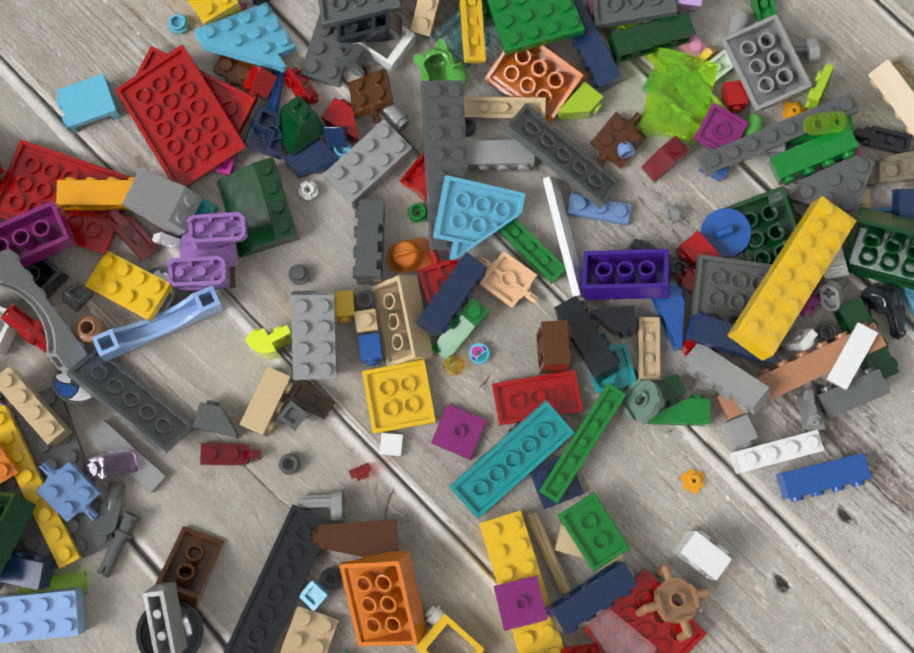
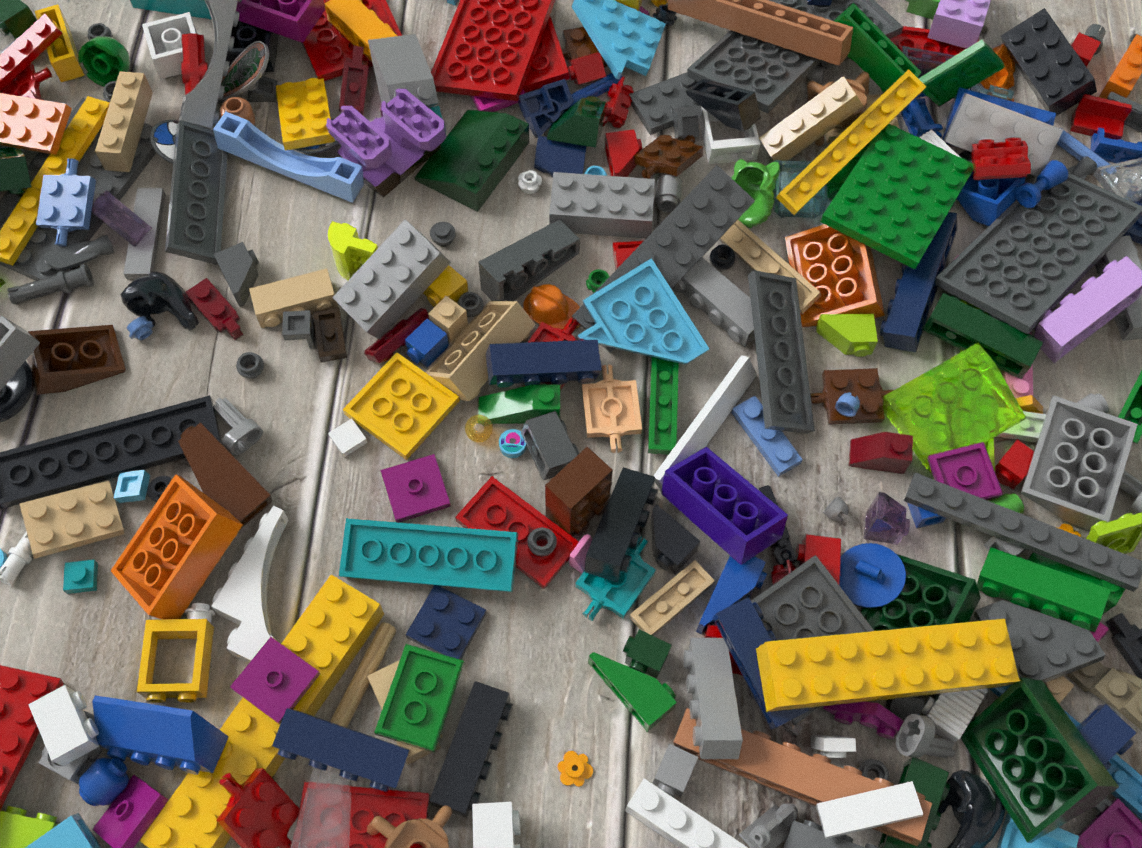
camera: 50 degrees right, 15 degrees down
(65, 294) = (245, 70): none -> shield
(166, 240) = (372, 107): white tile -> none
(188, 481) = (157, 295): none -> black piece
(203, 511) = (140, 328): none -> medium blue plate
(336, 136) = (599, 156): dark blue slope -> none
(350, 361) = (384, 347): none -> dark red hinge
(361, 472) = (294, 430): clear red plate -> none
(444, 580) = (245, 592): none -> white arch
(502, 335) = (548, 444): none -> dark grey brick
(565, 390) = (542, 533): none -> dark grey plate
(582, 373) = (578, 555): none -> bright pink slope
(582, 443) = (507, 608): green plate -> none
(640, 527) = (471, 748): none -> black brick
(651, 405) = (608, 633): sand green plate -> none
(706, 196) = (886, 520): none -> clear purple slope
(826, 123) = (1085, 562): clear neon green plate -> none

